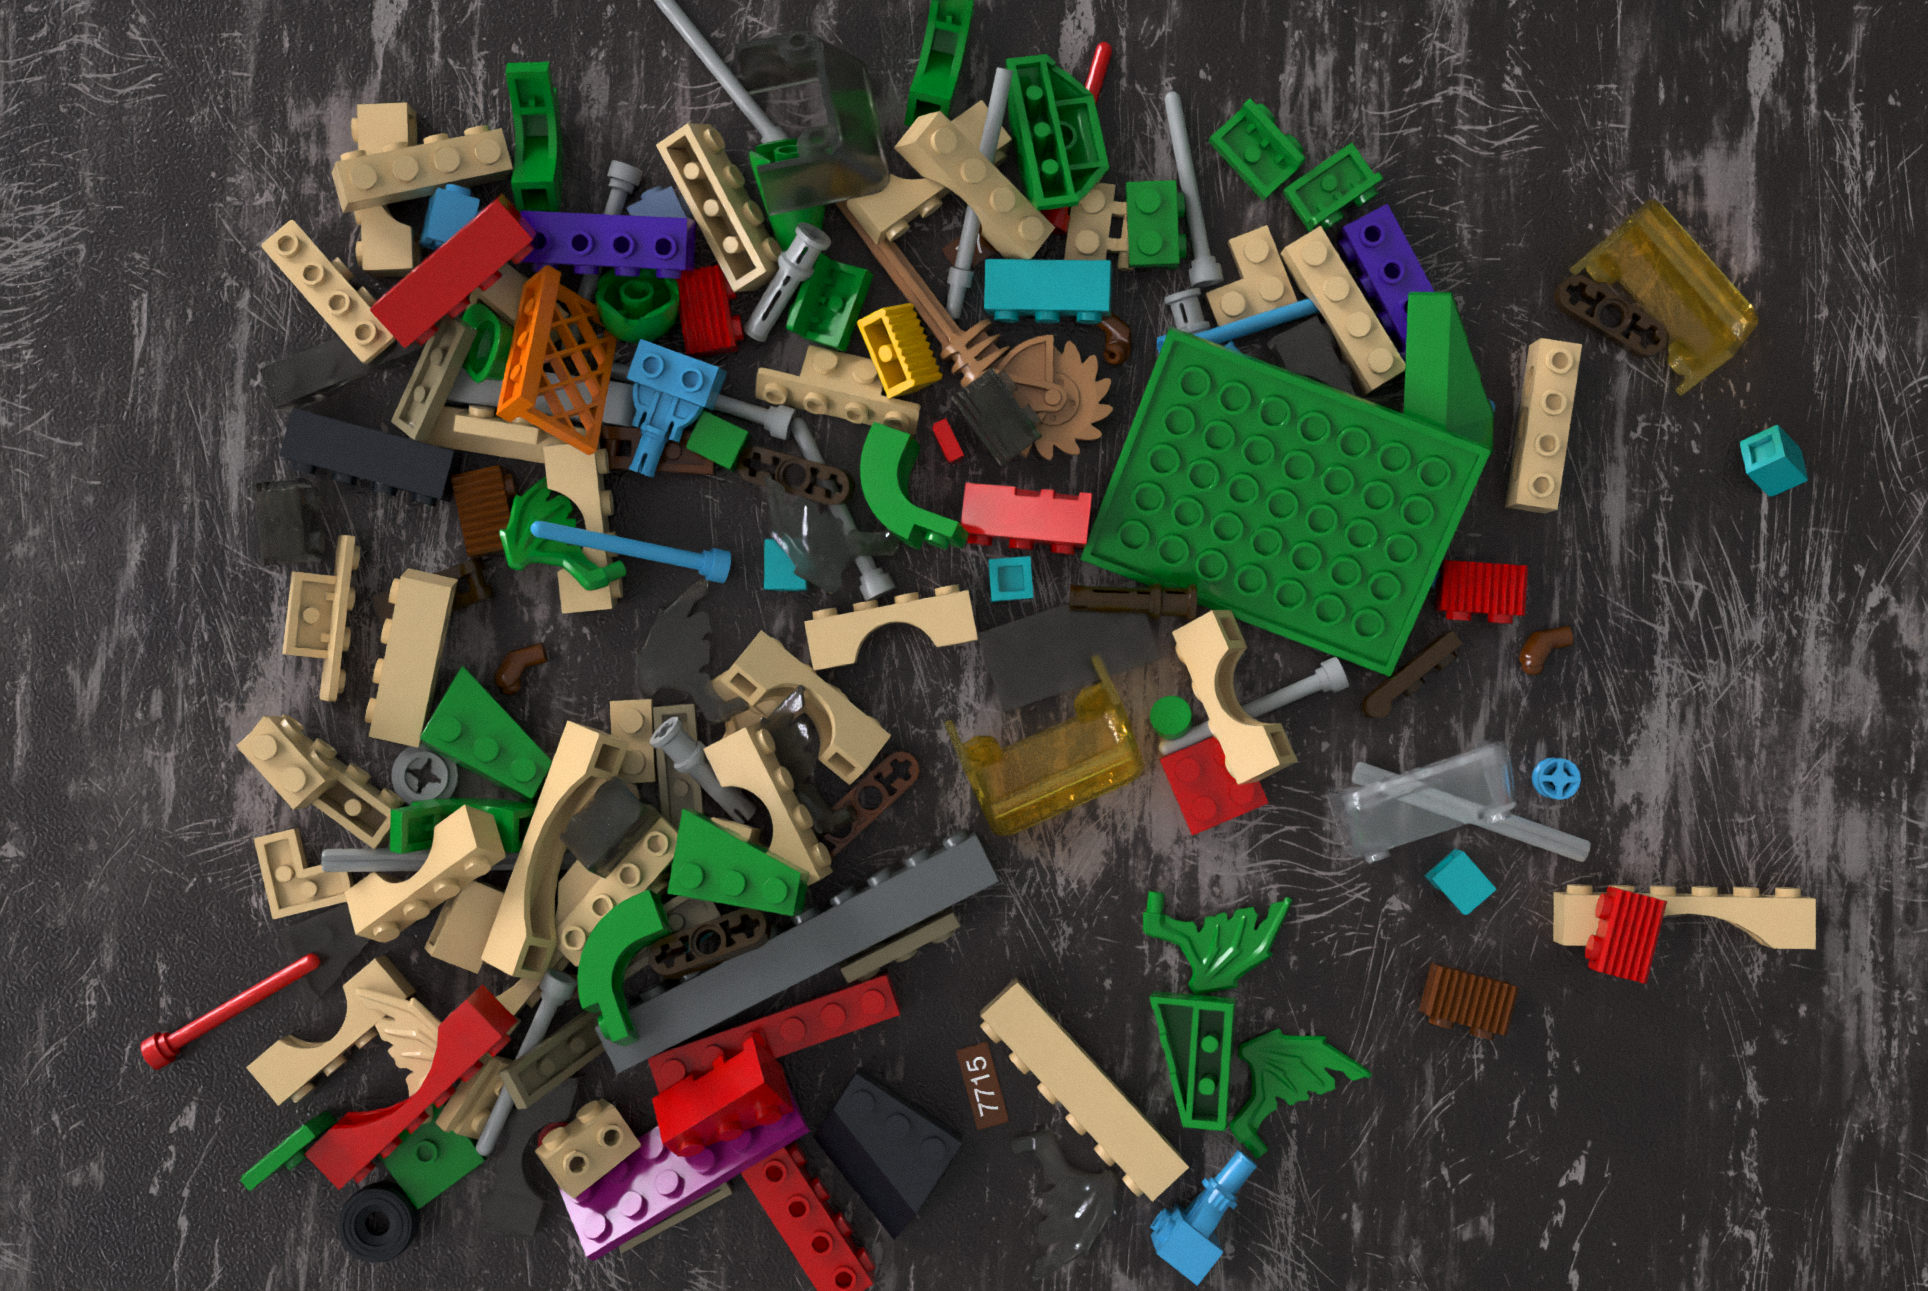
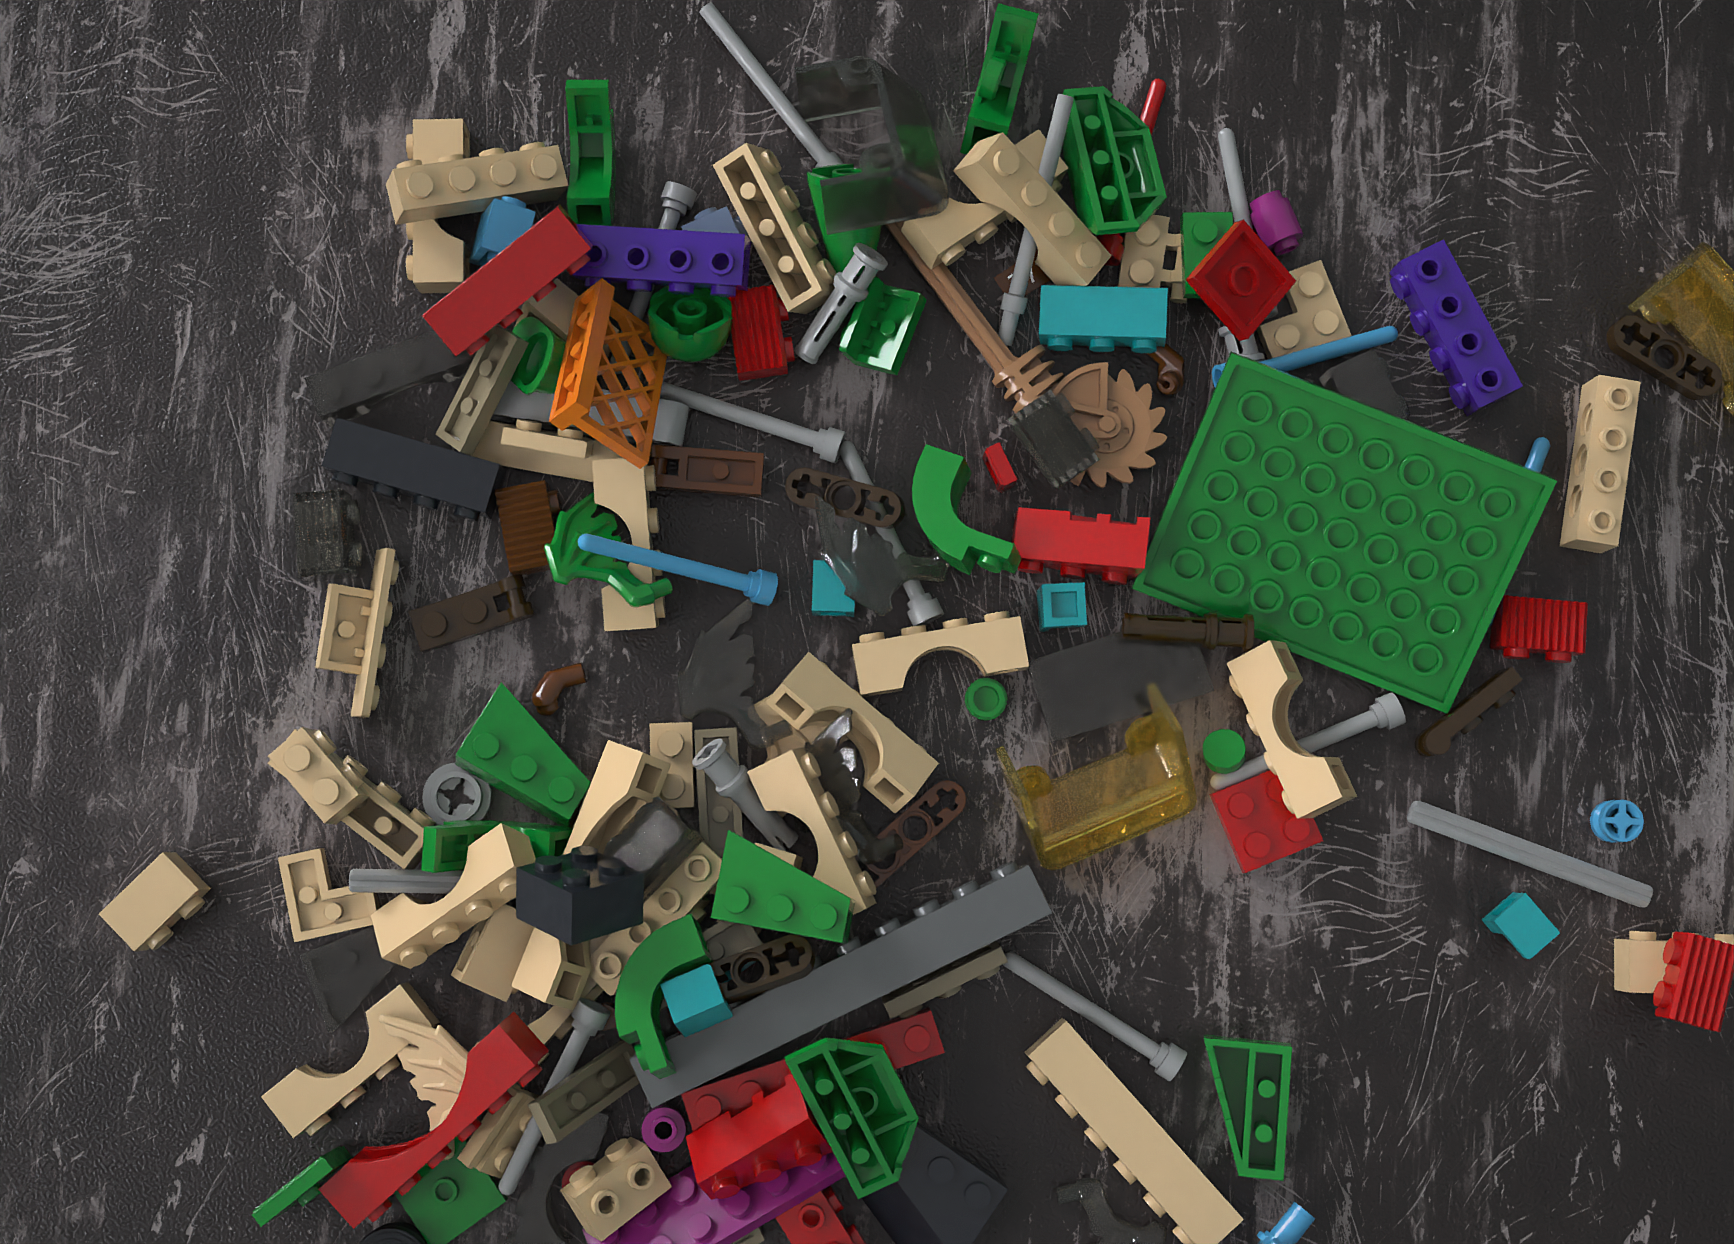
camera: 10 degrees left, 5 degrees down
(138, 883) = (155, 902): none -> tan brick
(162, 1048) = (172, 1076): red piece -> none
(329, 291) = (379, 302): tan bracket -> none
(412, 656) = (449, 672): tan brick -> none
(540, 874) = (579, 895): none -> black brick
(639, 1078) = (667, 1114): none -> magenta brick
(655, 972) = (696, 1000): none -> teal panel
(668, 398) = (721, 409): dark azure brick -> none
(718, 440) = (767, 461): green panel -> none
(813, 1071) = (857, 1108): none -> green wedge
(838, 387) = (889, 412): tan bracket -> none
(899, 350) = (952, 374): yellow brick -> none
(933, 49) = (992, 77): none -> green tile
(938, 670) = (985, 699): none -> green tile
(982, 1086) = (1025, 1131): reddish brown sticker -> none
(1113, 1014) = (1164, 1057): none -> light grey piece
(1183, 251) = (1241, 280): none -> red plate
(1221, 189) = (1276, 222): none -> magenta brick
(1222, 947) = (1275, 989): green animal -> none
(1258, 149) = (1313, 184): green bracket -> none
(1286, 1069) = (1342, 1119): green animal -> none
(1329, 285) = (1380, 312): tan arch -> none
(1331, 188) = (1385, 224): green bracket -> none
(1425, 801) = (1486, 839): clear windscreen -> none
(1440, 370) = (1501, 401): green wedge -> none
(1468, 1000) = (1530, 1048): reddish brown brick -> none
(1539, 646) = (1597, 686): reddish brown arm -> none

